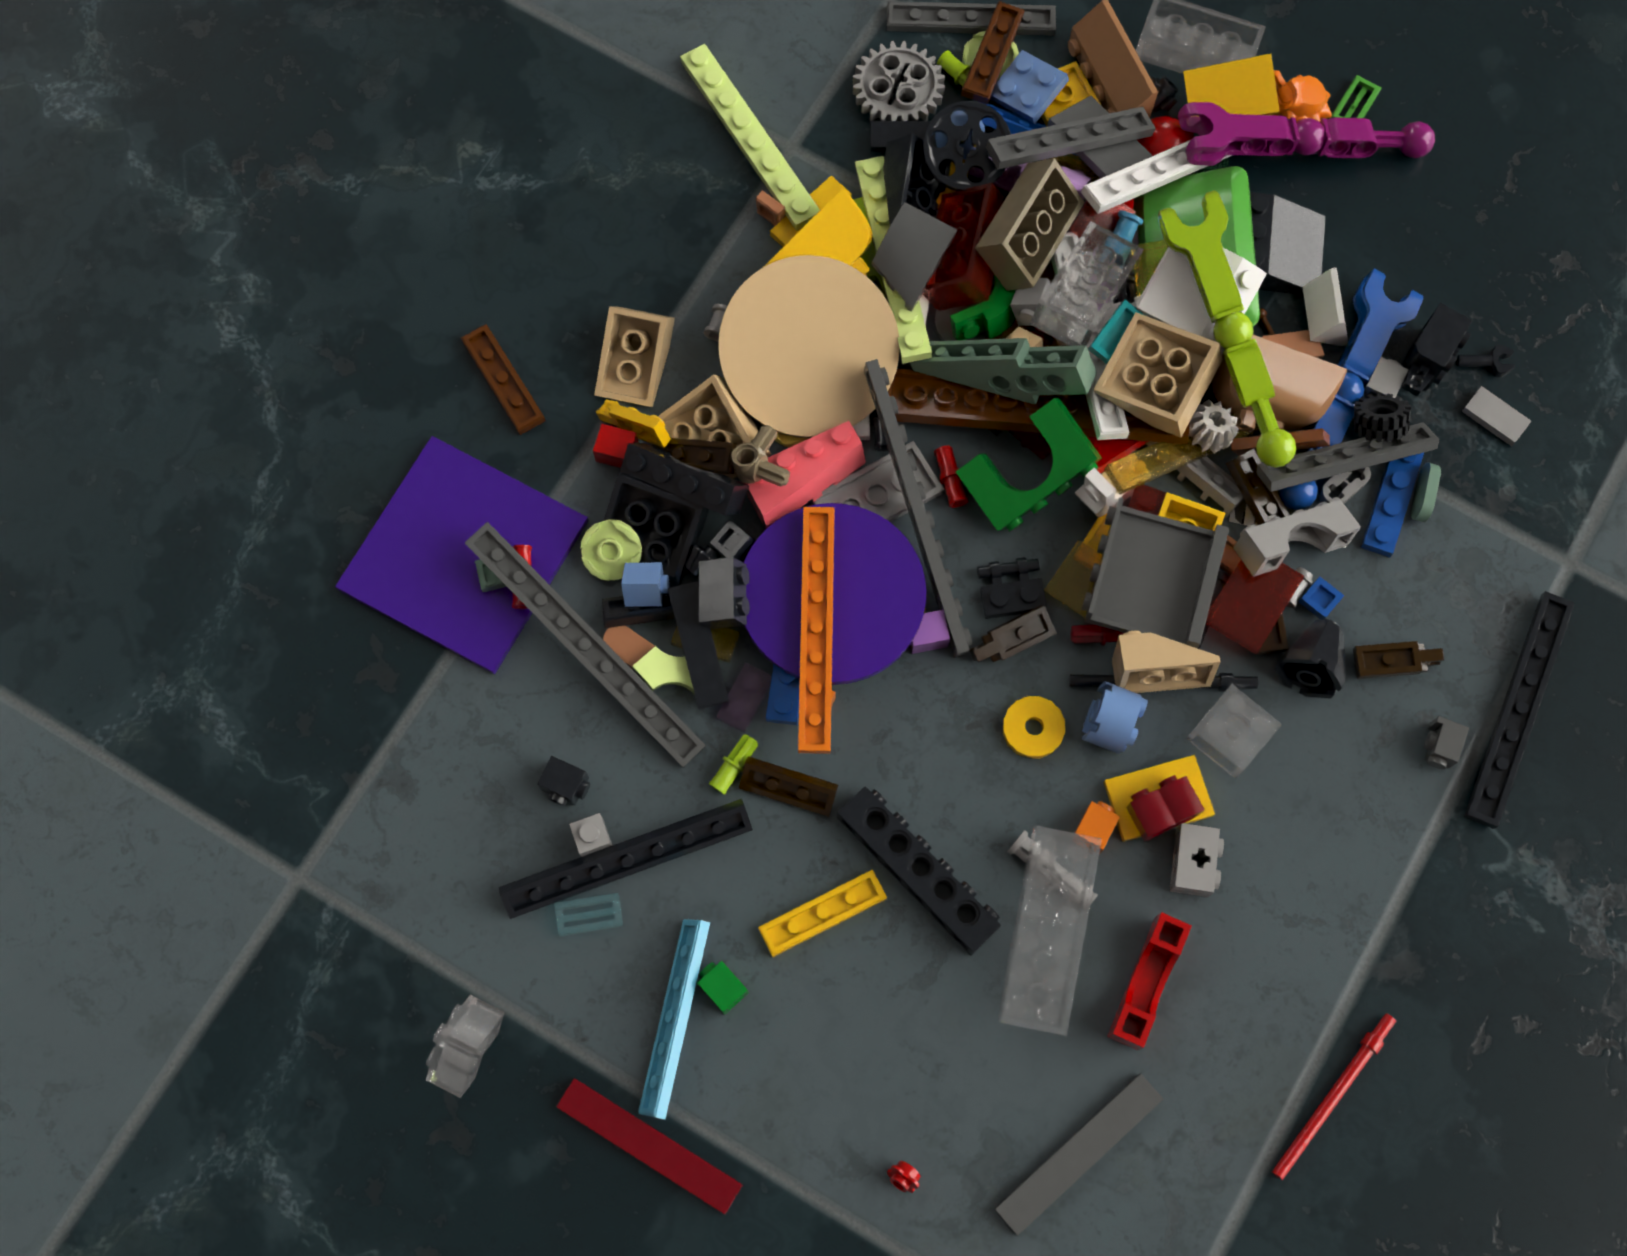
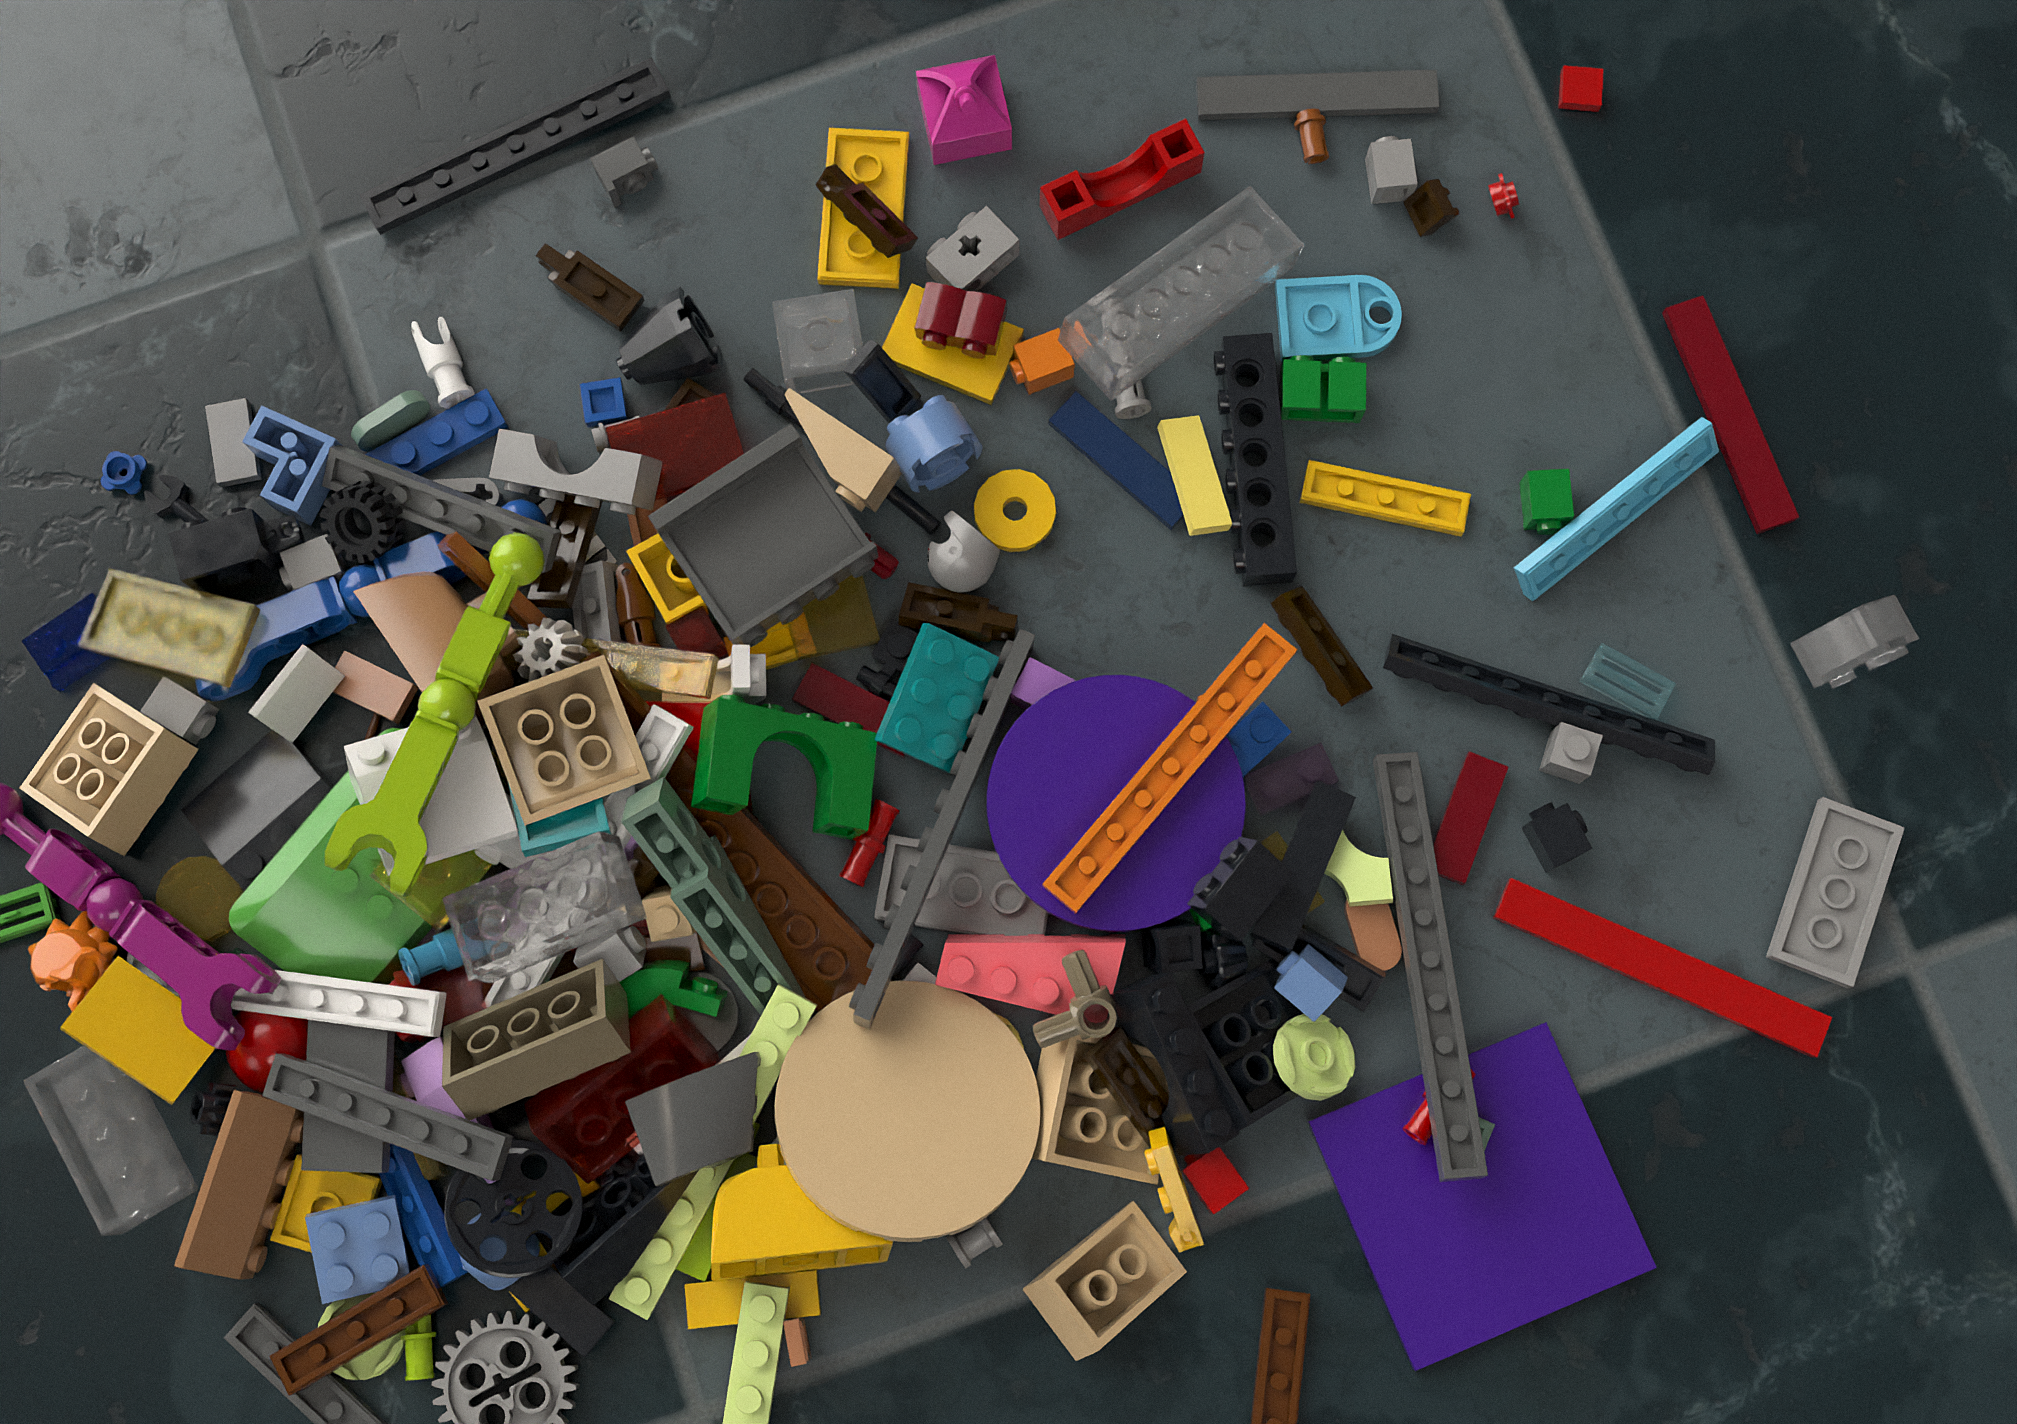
camera: 140 degrees left, 5 degrees up
(372, 880) = (1835, 892): none -> light grey plate
(446, 757) = (1662, 968): none -> red tile
(625, 755) = (1467, 816): none -> dark red tile
(733, 763) = (1360, 715): lime axle -> none
(914, 947) = (1322, 390): none -> green piece
(945, 1129) = (1430, 207): none -> dark brown tile
(947, 829) = (1194, 475): none -> light yellow tile
(947, 1004) = (1332, 316): none -> medium azure tile
(983, 578) = (936, 697): none -> teal plate
(990, 1135) = (1390, 170): none -> light grey brick
(996, 808) = (1119, 458): none -> dark blue tile
(1021, 542) = (841, 701): none -> dark red tile
(1037, 663) = (963, 560): none -> light grey helmet
(1058, 1119) = (1310, 126): none -> dark orange pin
(1175, 732) = (882, 381): none -> black tile
(1178, 486) = (635, 608): none -> reddish brown piece
(1274, 176) = (199, 896): none -> clear yellow tile
(1279, 830) = (866, 212): none -> dark brown hinge
(1284, 950) = (964, 109): none -> dark pink piece
(1287, 842) = (880, 163): none -> yellow tile
(1377, 254) = (180, 711): none -> light grey brick
(1380, 202) = (108, 770): none -> tan slope
(1419, 285) = (169, 627): none -> clear yellow tile
(1426, 545) = (443, 365): none -> white piece
(1455, 429) = (298, 459): none -> medium blue brick
(1466, 252) = (57, 648): none -> clear blue plate
(1540, 347) = (112, 468): none -> blue plate

